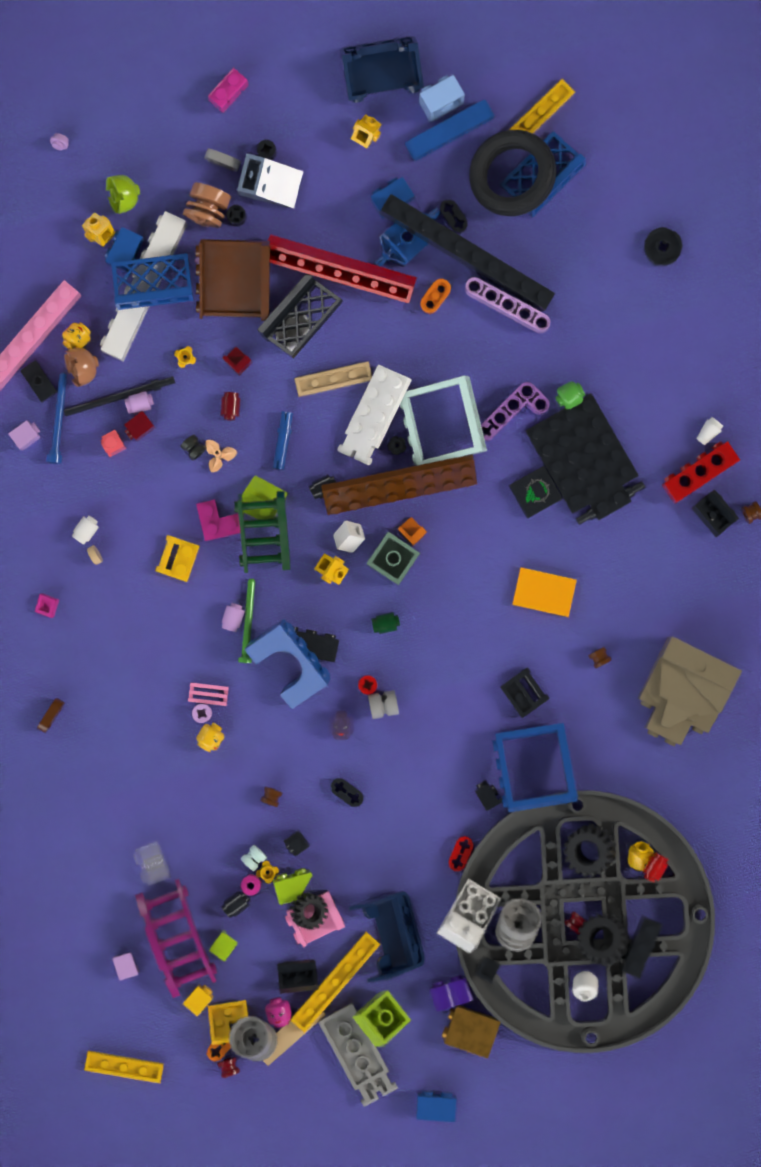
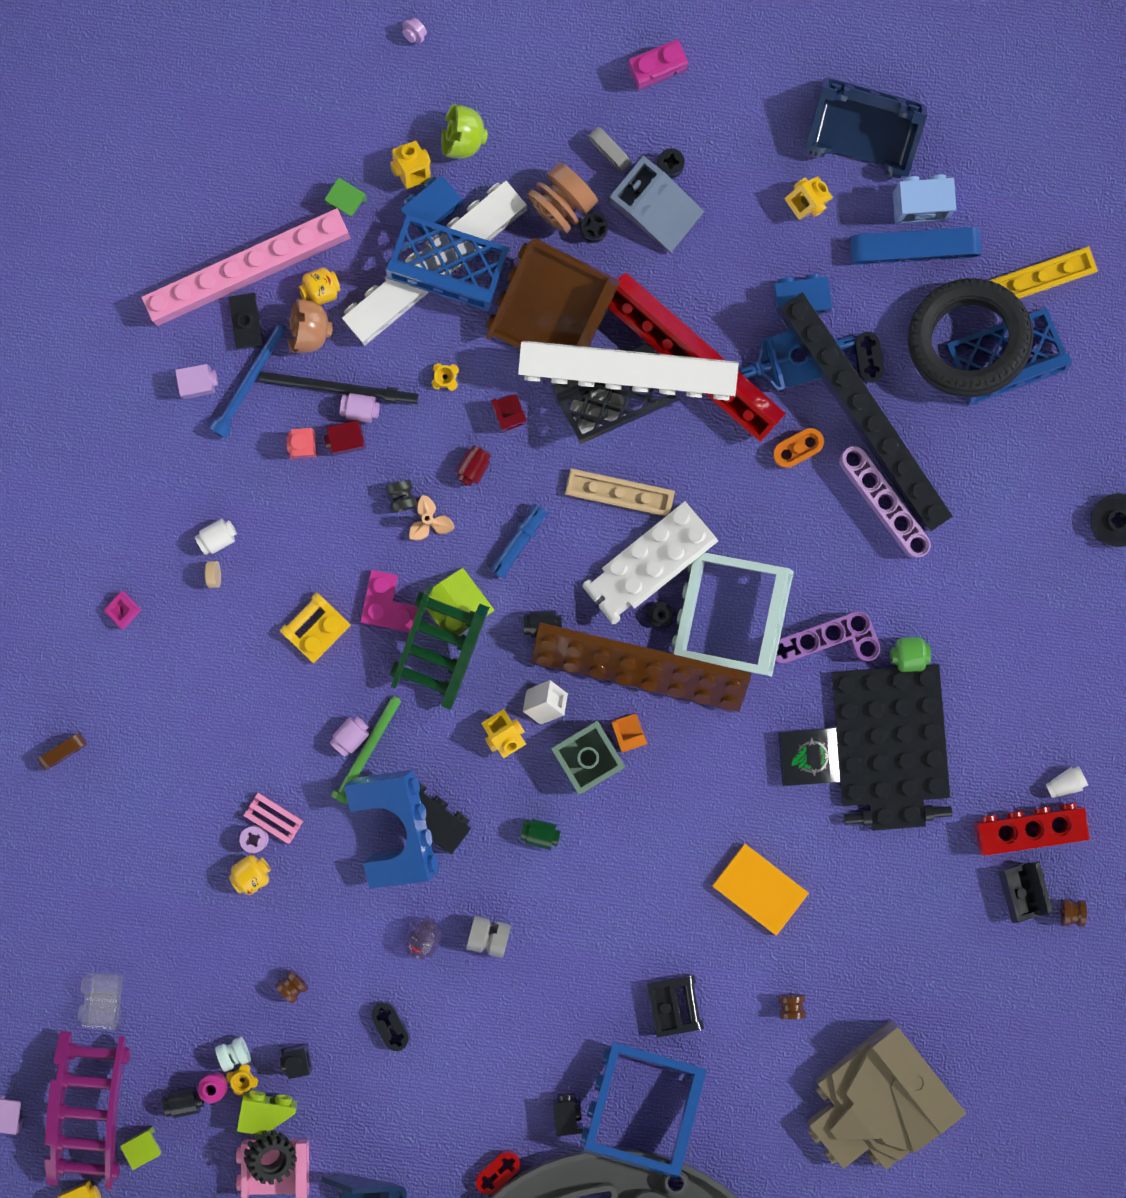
camera: 30 degrees right, 0 degrees up
(65, 270) = (345, 197): none -> bright green panel
(300, 295) = (628, 368): none -> white brick
(367, 685) = (483, 899): red wheel -> none

